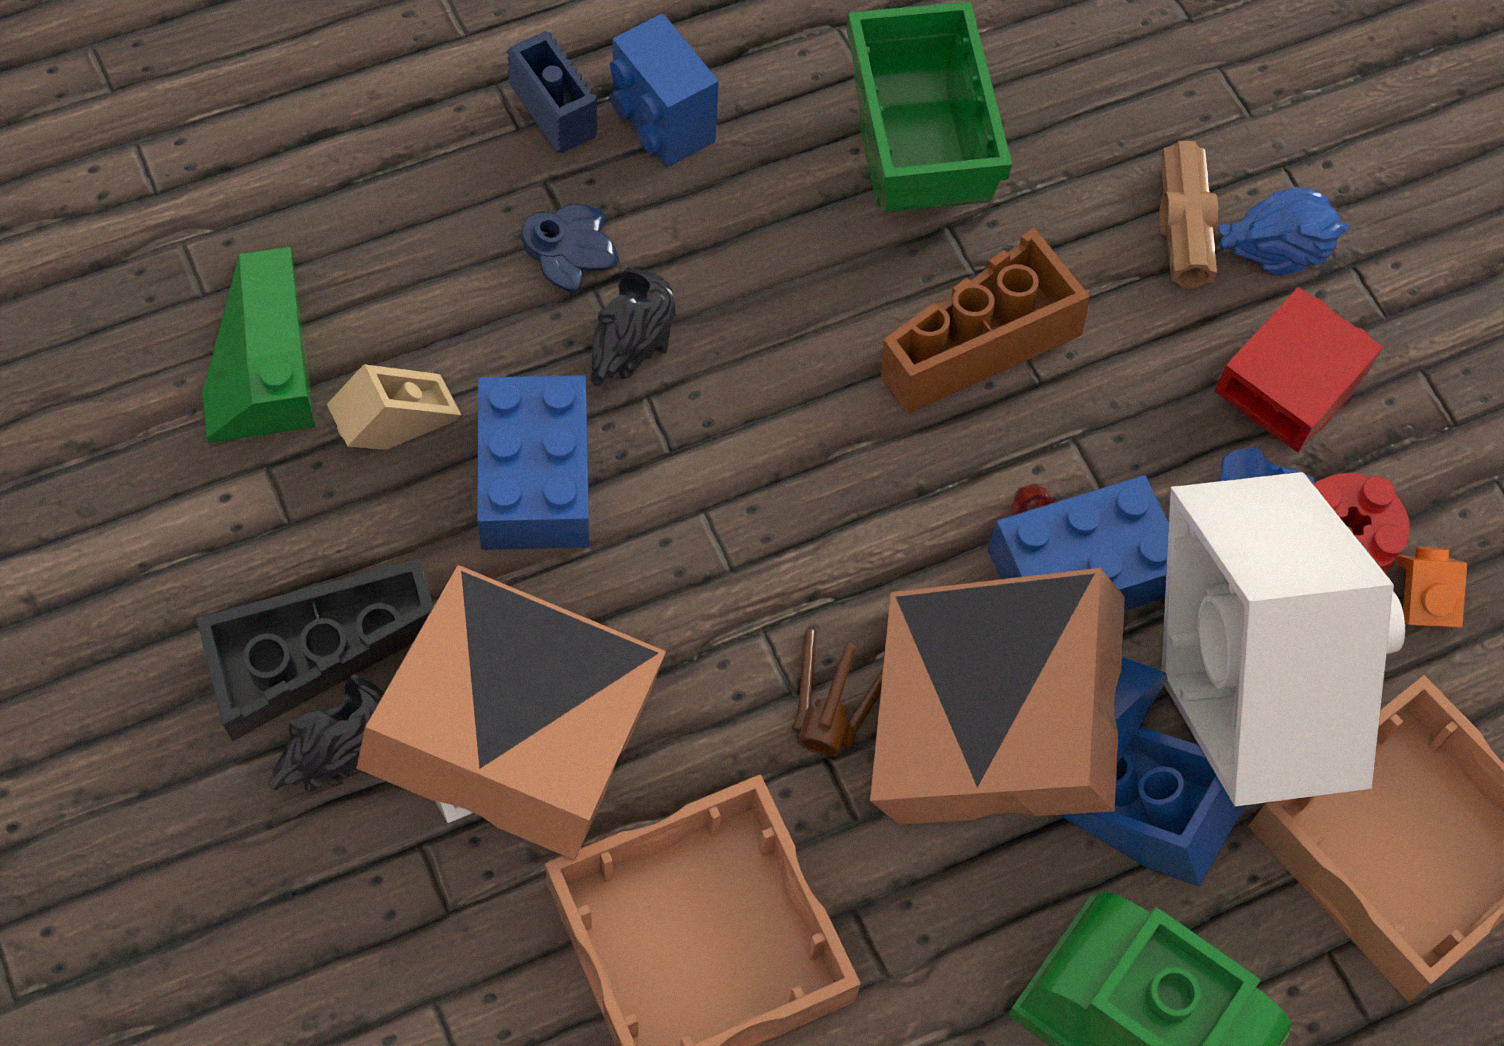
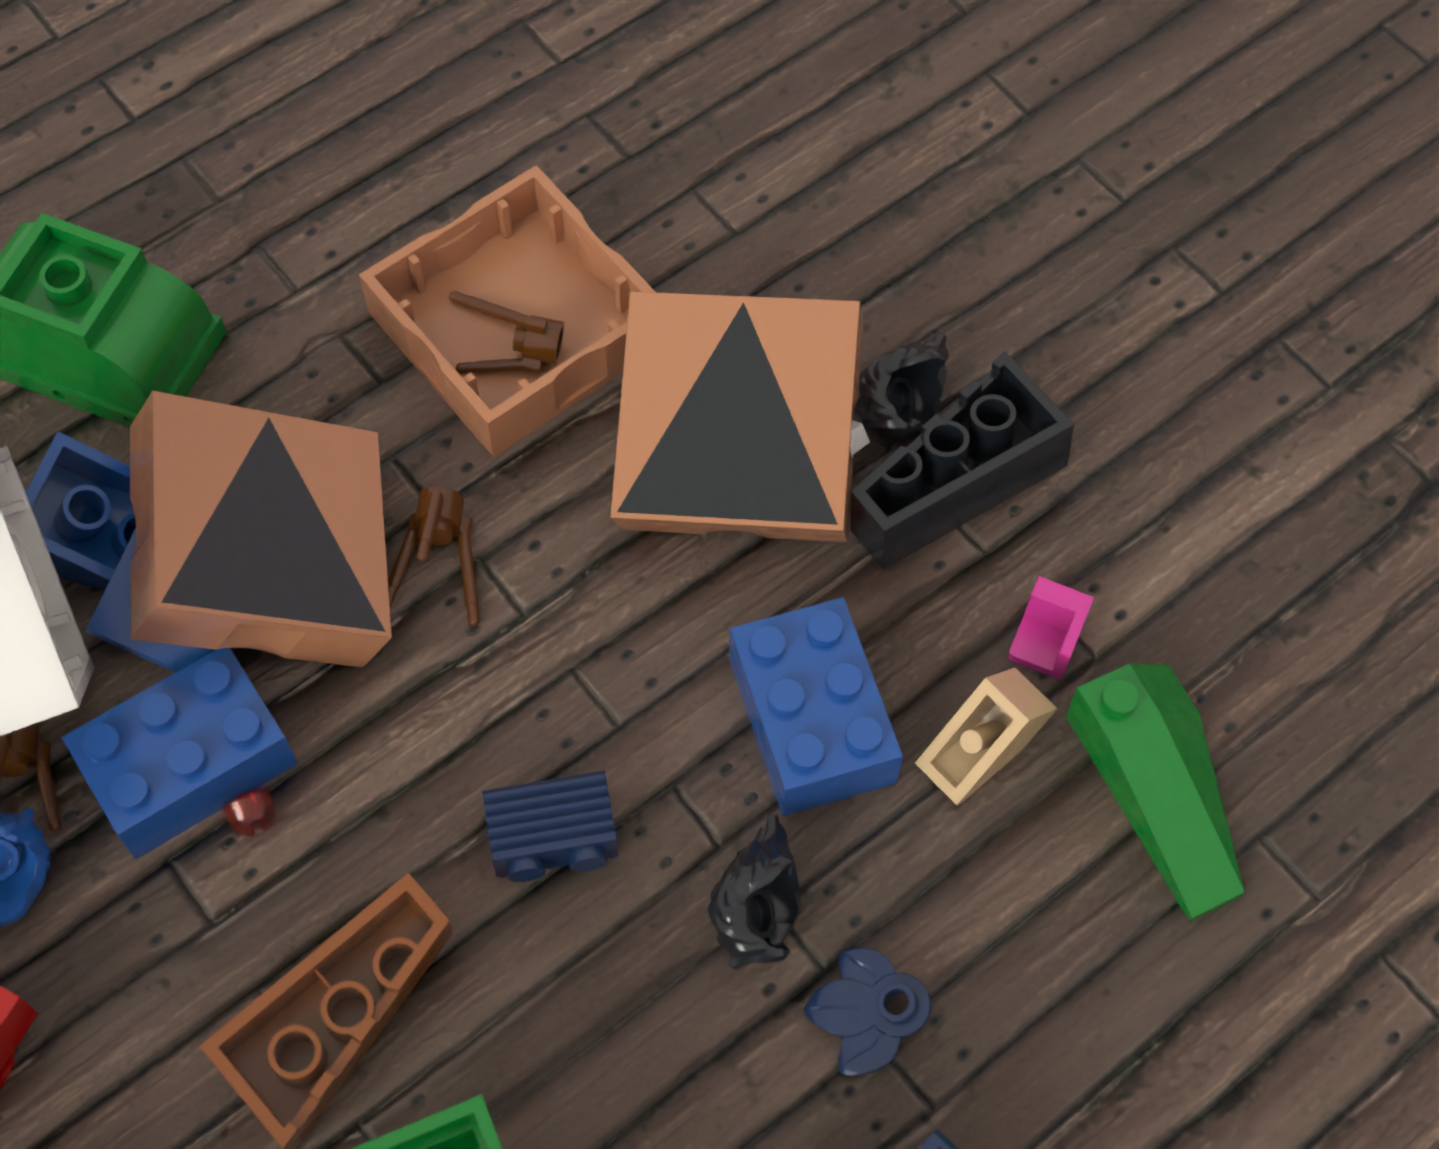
camera: 170 degrees right, 0 degrees up
(295, 482) = (1050, 627): none -> dark pink panel
(689, 888) = (534, 336): none -> reddish brown plant
(783, 426) = (550, 826): none -> dark blue brick

